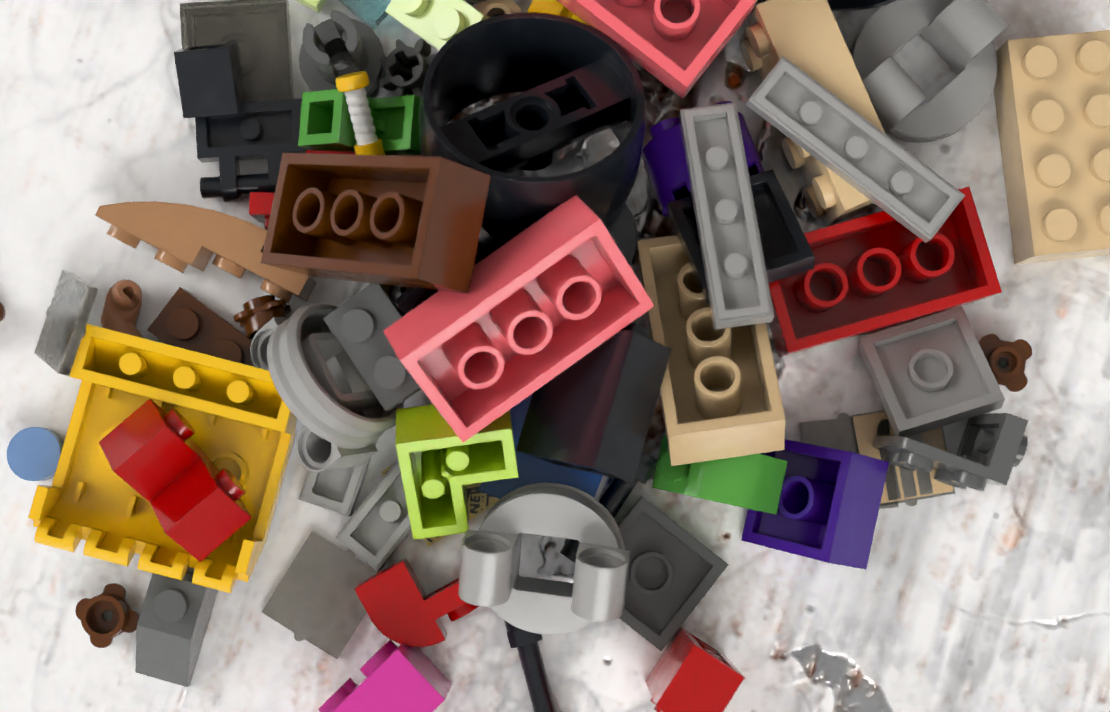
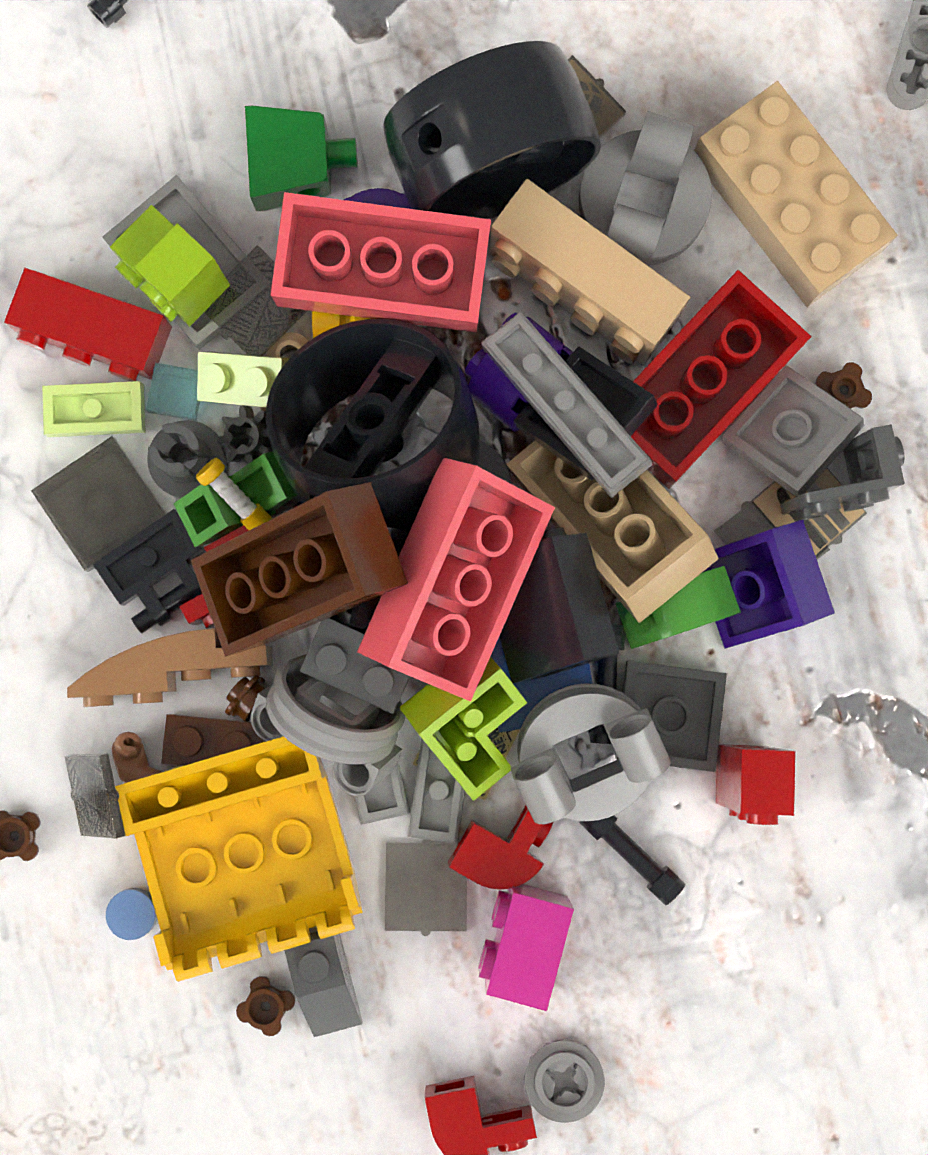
camera: 30 degrees left, 0 degrees up
(184, 487) = (259, 865): red brick -> none
(209, 79) = (93, 537): black brick -> none
(855, 149) = (635, 294): light grey tile -> none

